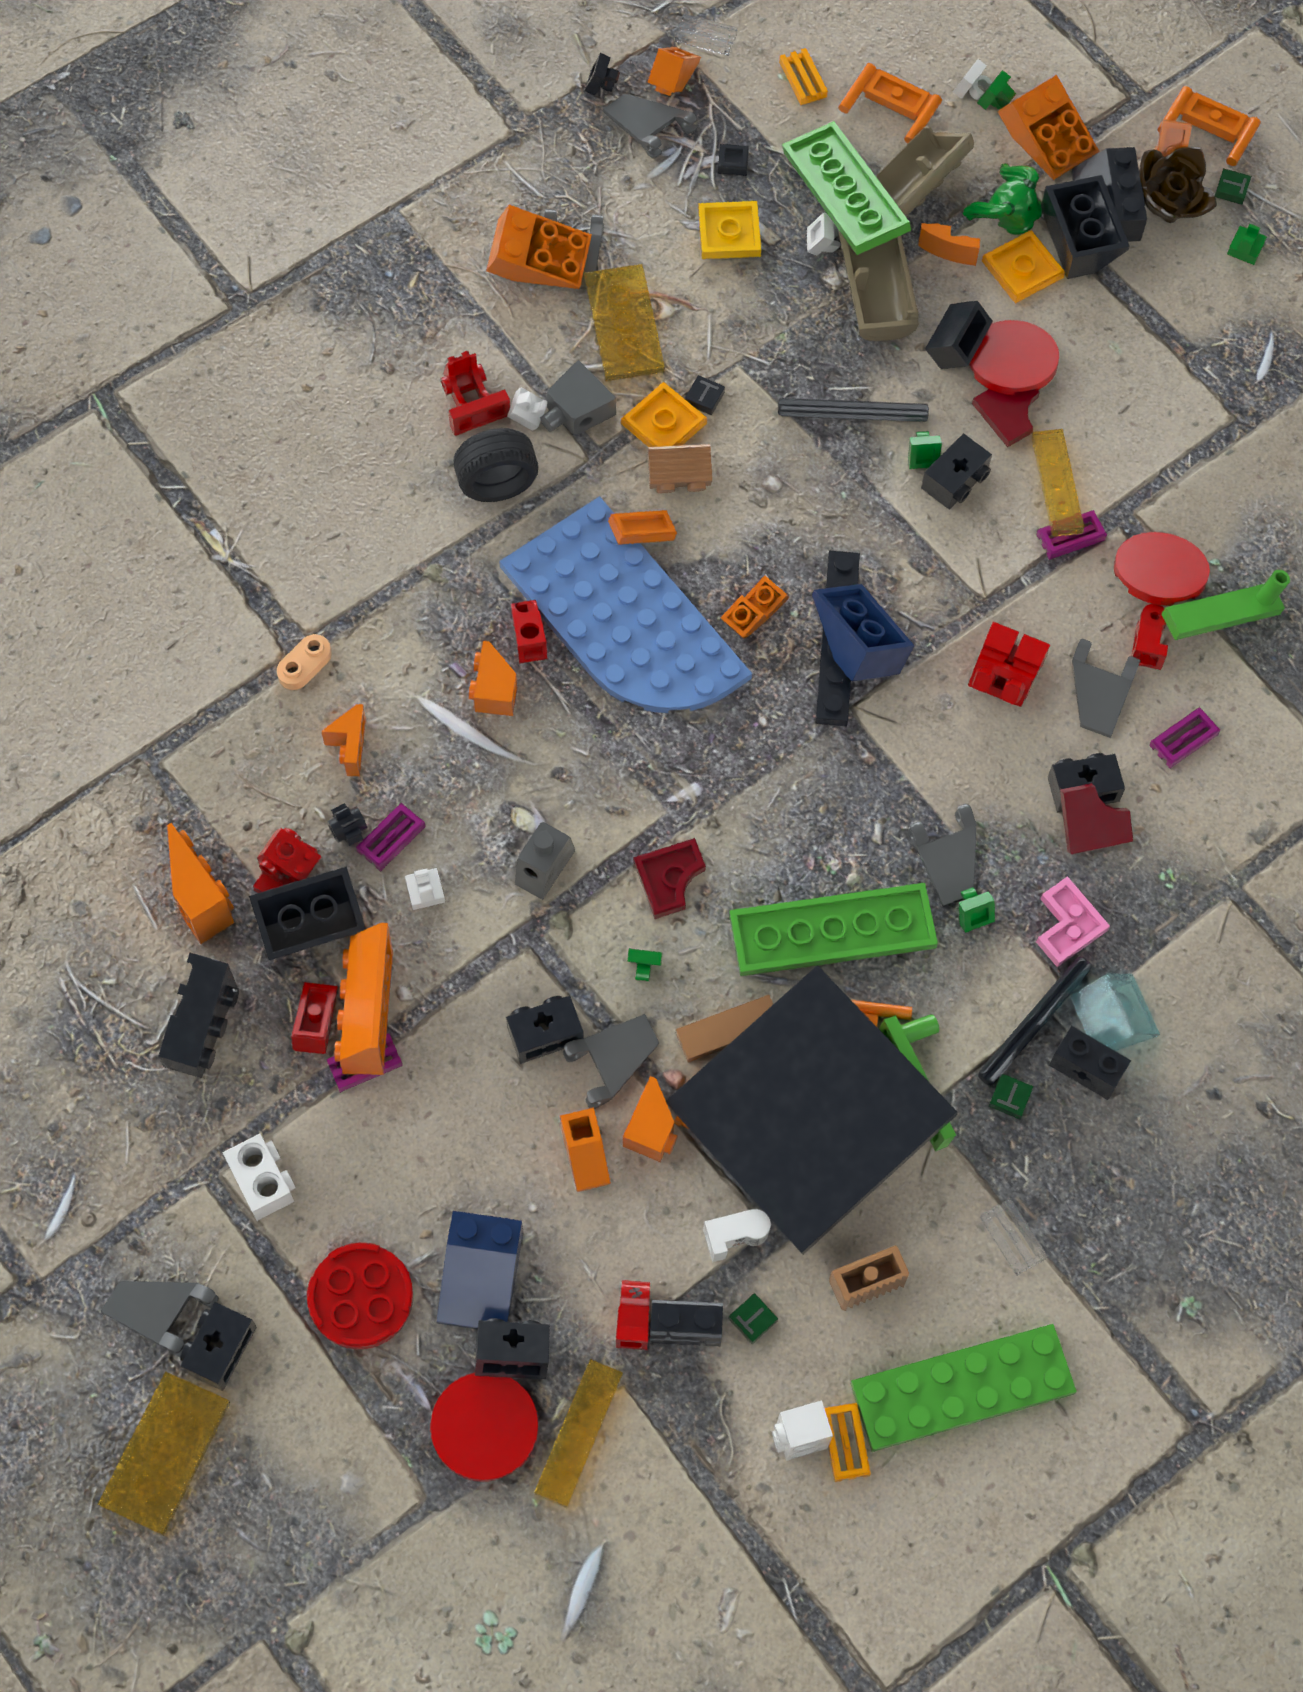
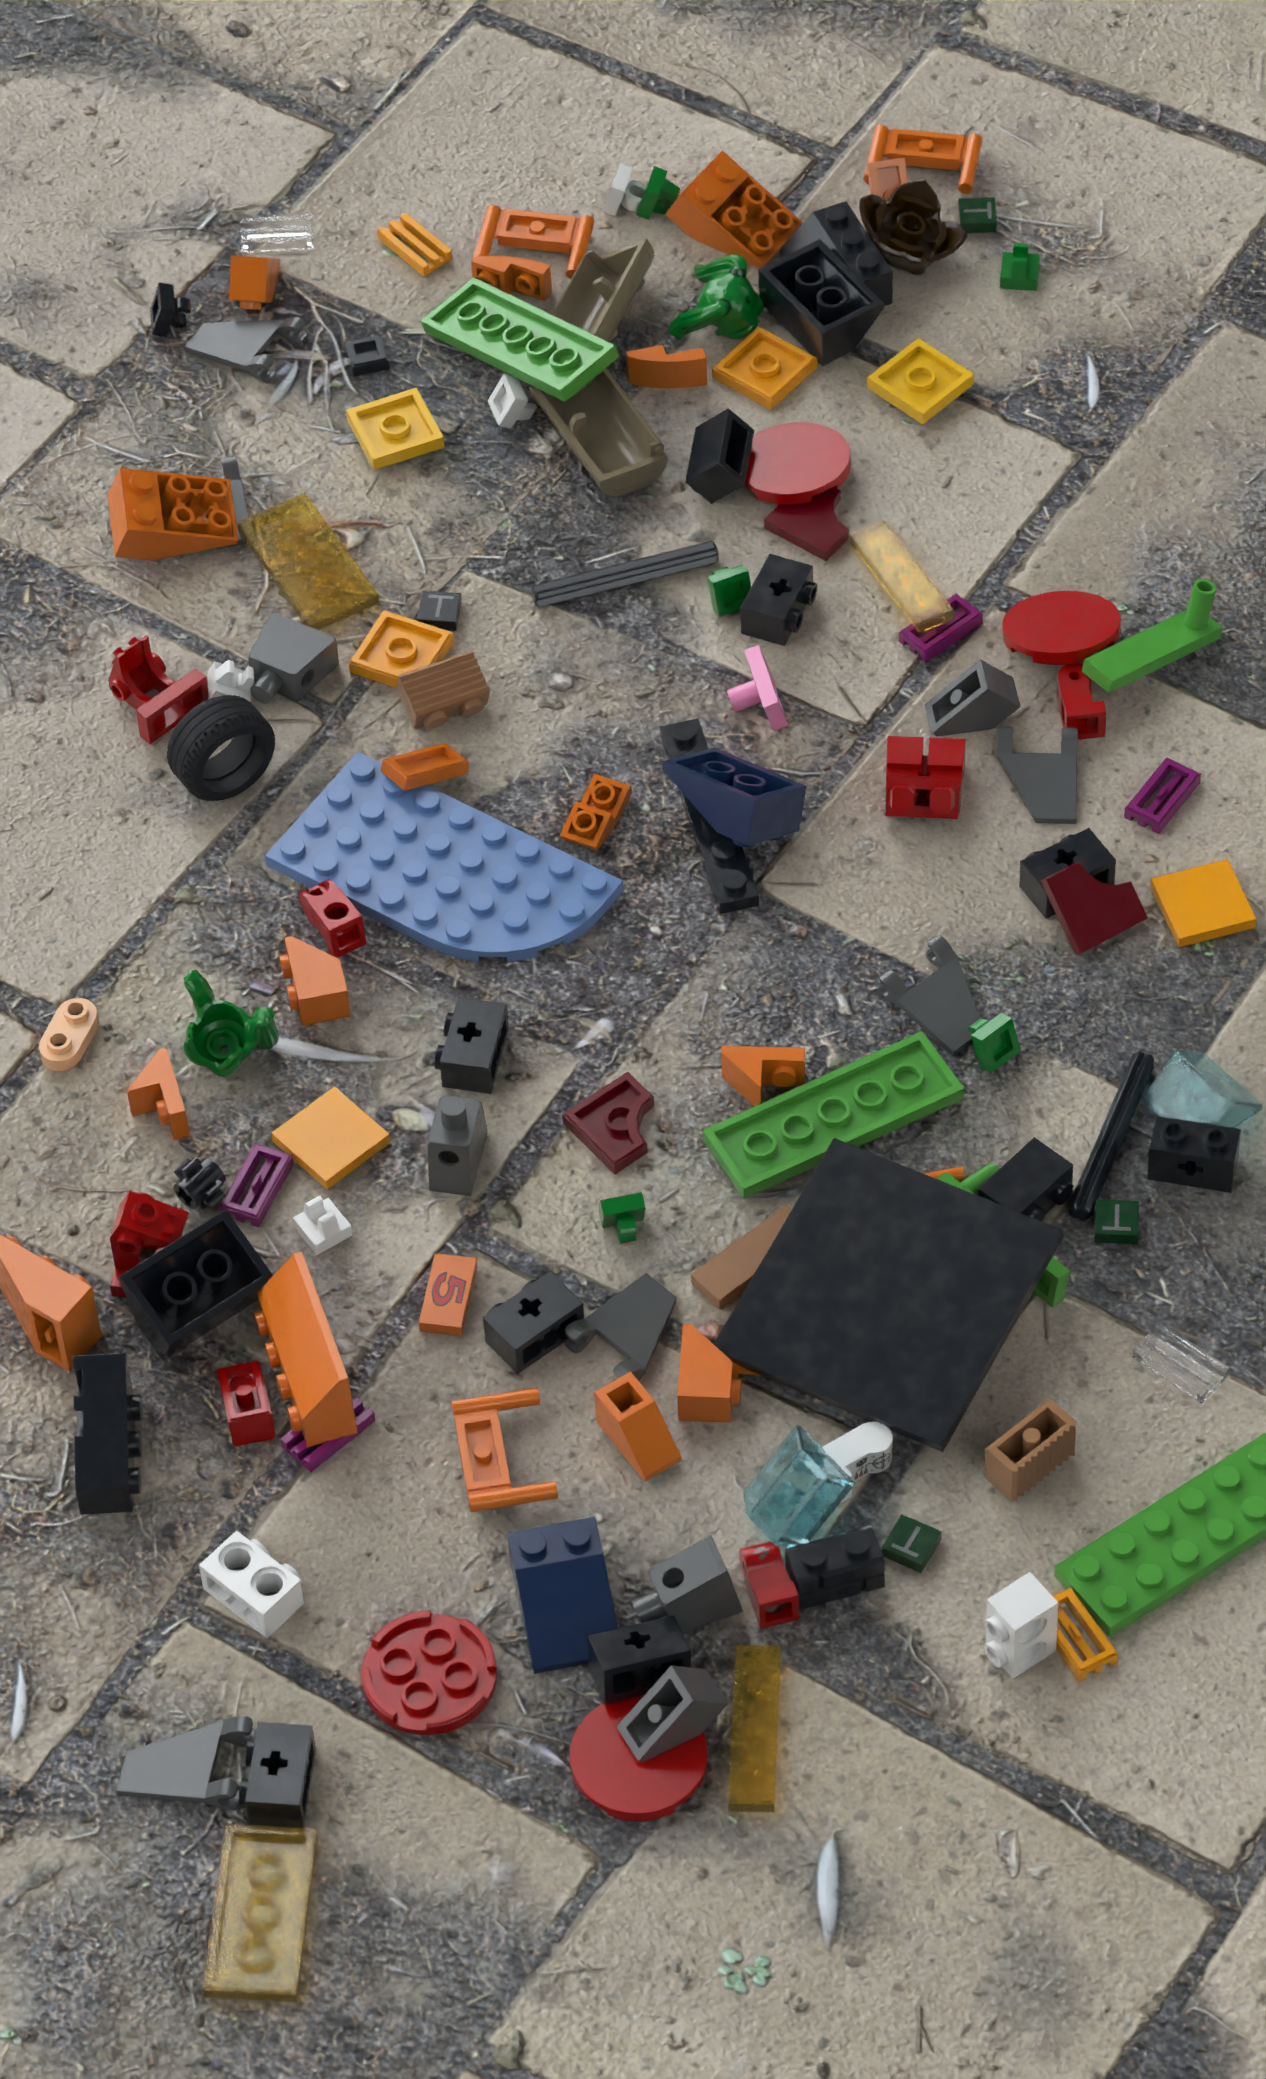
camera: 15 degrees left, 15 degrees down
(410, 696) = (224, 1025): none -> green hair
(458, 816) = (331, 1137): none -> light orange tile
(467, 1129) = (484, 1452): none -> orange plate
(493, 980) = (448, 1294): none -> orange tile
(517, 1407) = (672, 1712): none -> dark grey slope
(583, 1306) = (690, 1587): none -> dark grey torso
(588, 792) = (472, 1045): none -> black brick
(678, 1249) = (796, 1490): none -> clear light blue slope
(787, 869) = (754, 1066): none -> orange slope
(858, 125) = (515, 274): none -> orange slope
(915, 545) = (759, 690): none -> bright pink tile
(952, 1047) = (1031, 1181): none -> black piece
(1070, 610) = (973, 701): none -> dark grey slope
(1077, 924) = (1117, 1021): bright pink plate -> none
(1135, 317) = (920, 381): none -> yellow plate
(1180, 842) = (1203, 903): none -> light orange tile

